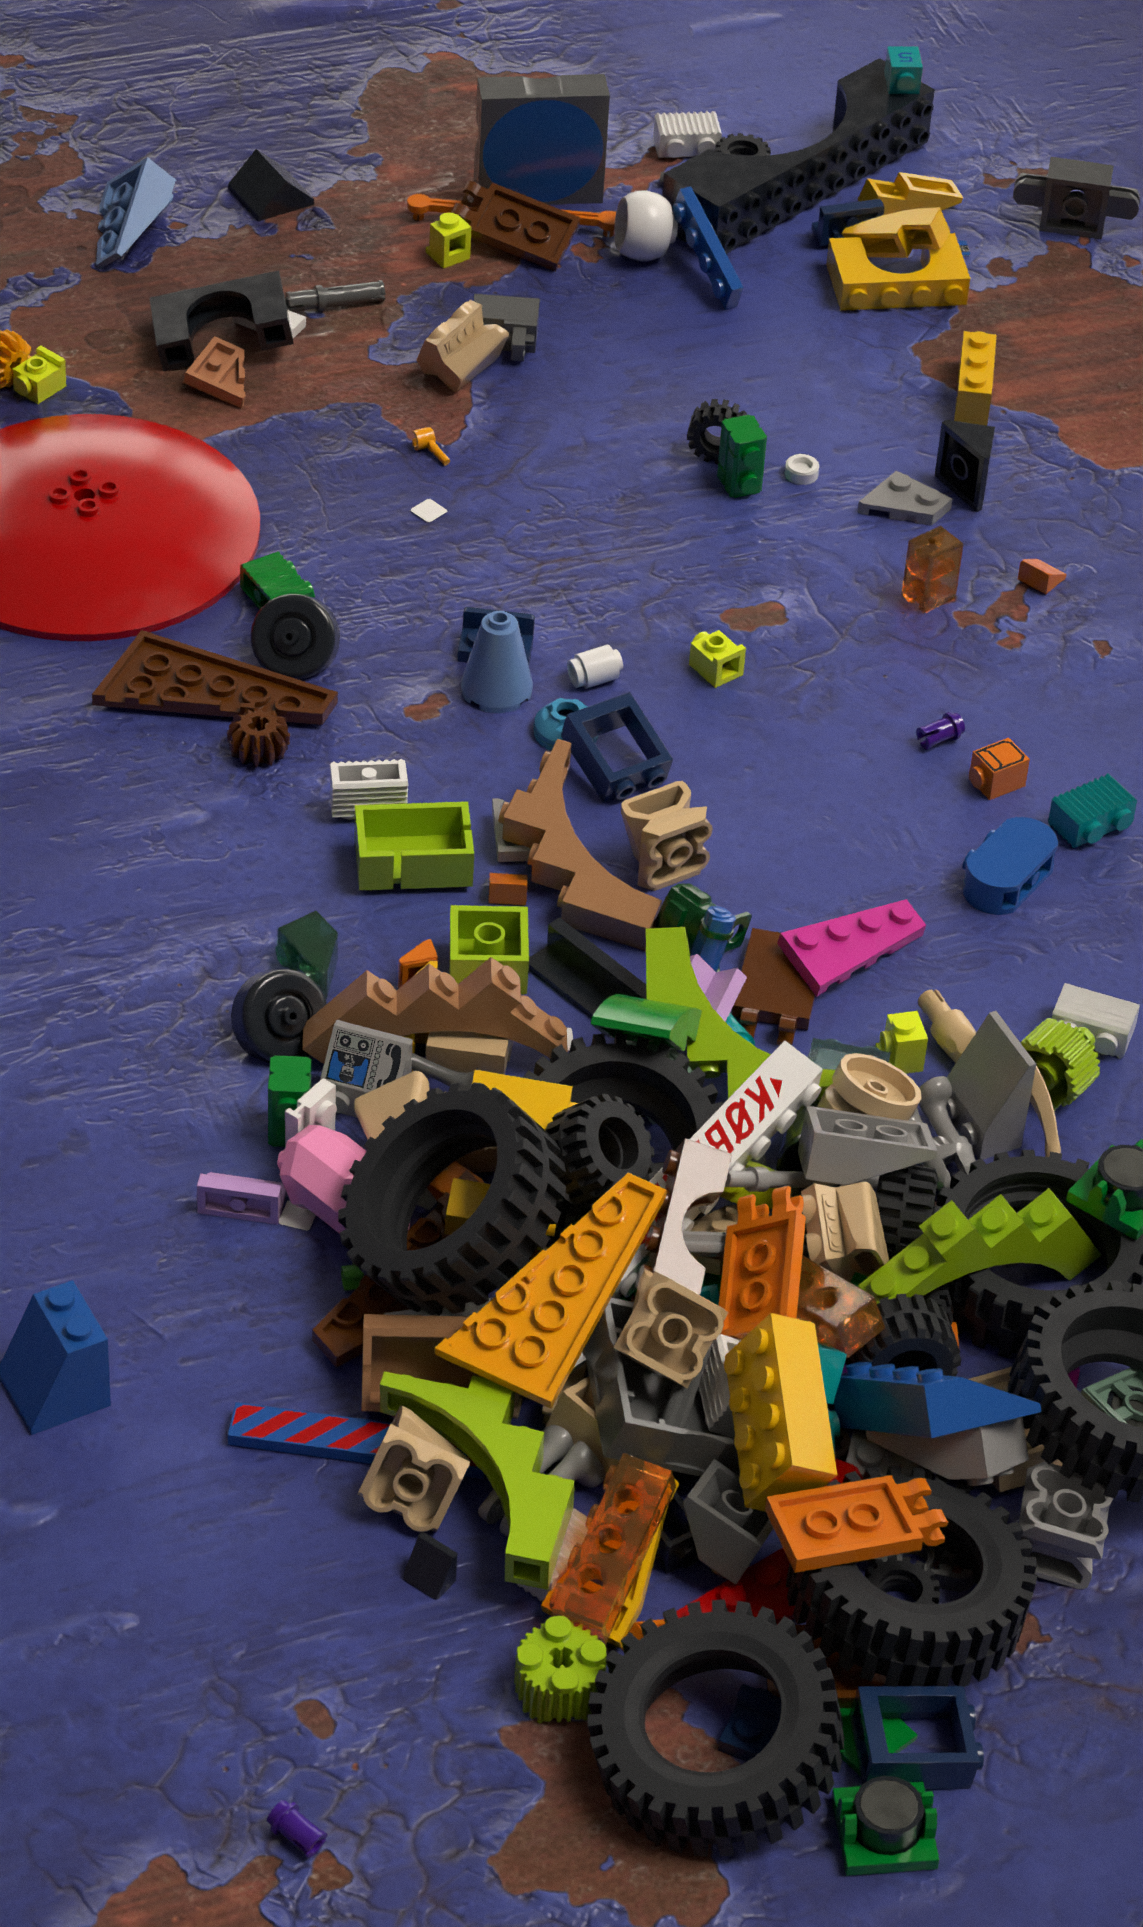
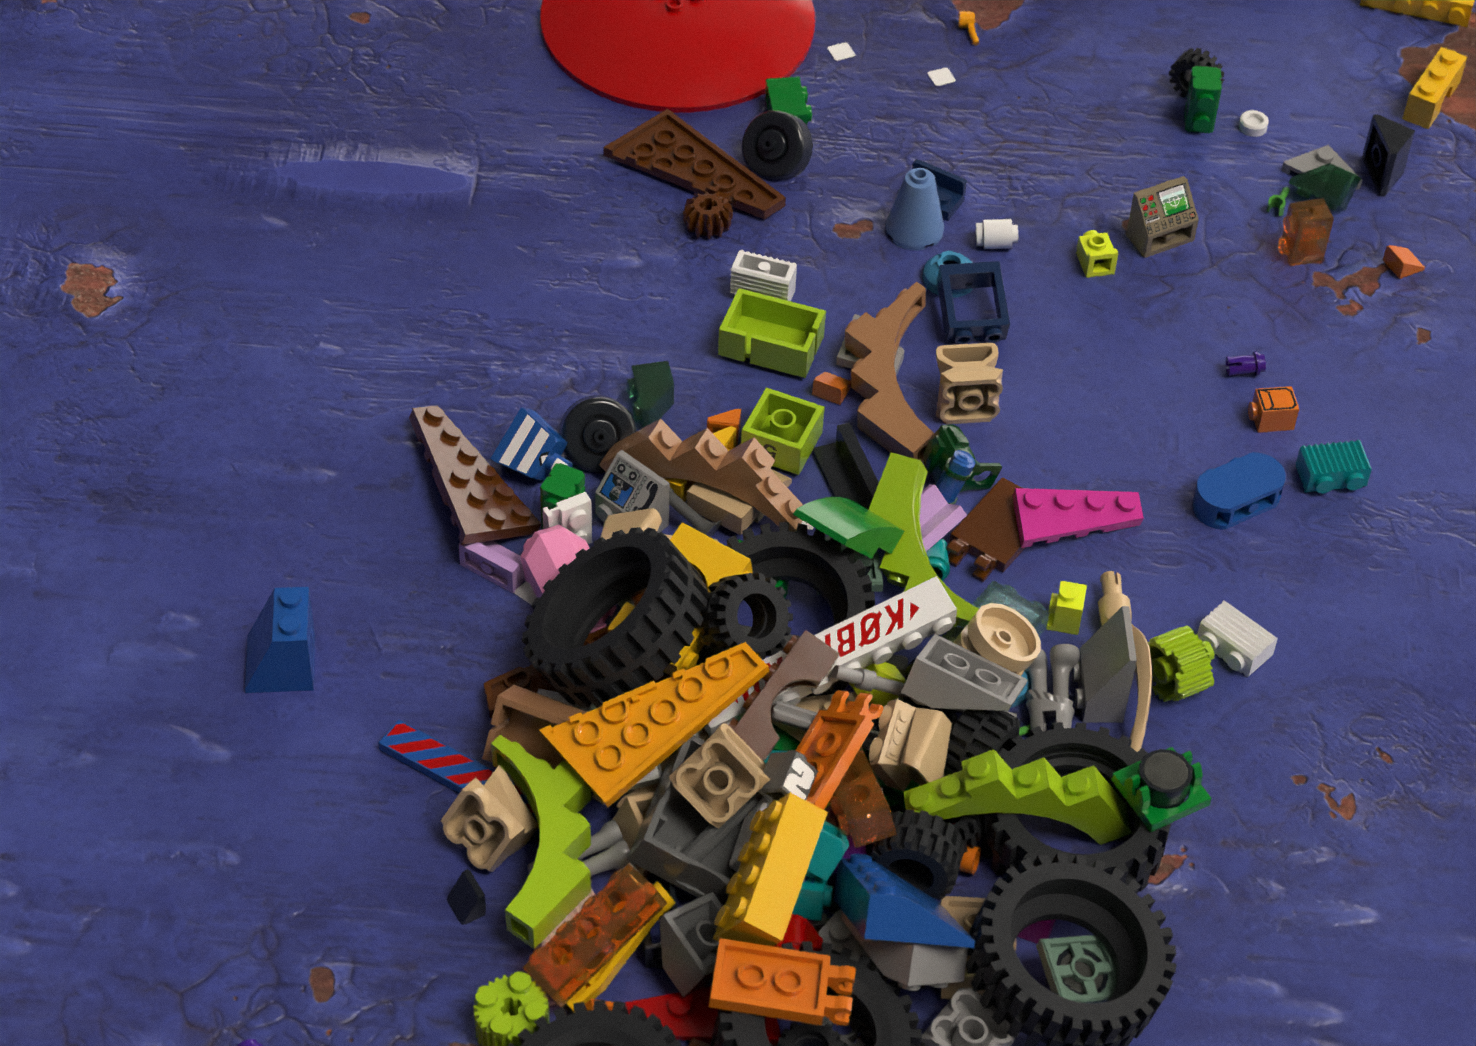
camera: 25 degrees right, 5 degrees up
(160, 1115) = (467, 483): none -> reddish brown wing
(218, 1054) = (531, 446): none -> blue torso
(298, 512) = (841, 51): none -> white sticker
(744, 1301) = (787, 774): none -> dark grey brick
(770, 597) = (1162, 217): none -> dark tan slope
(877, 546) = (1278, 201): none -> bright green hand
(920, 512) = (1327, 182): none -> clear green slope

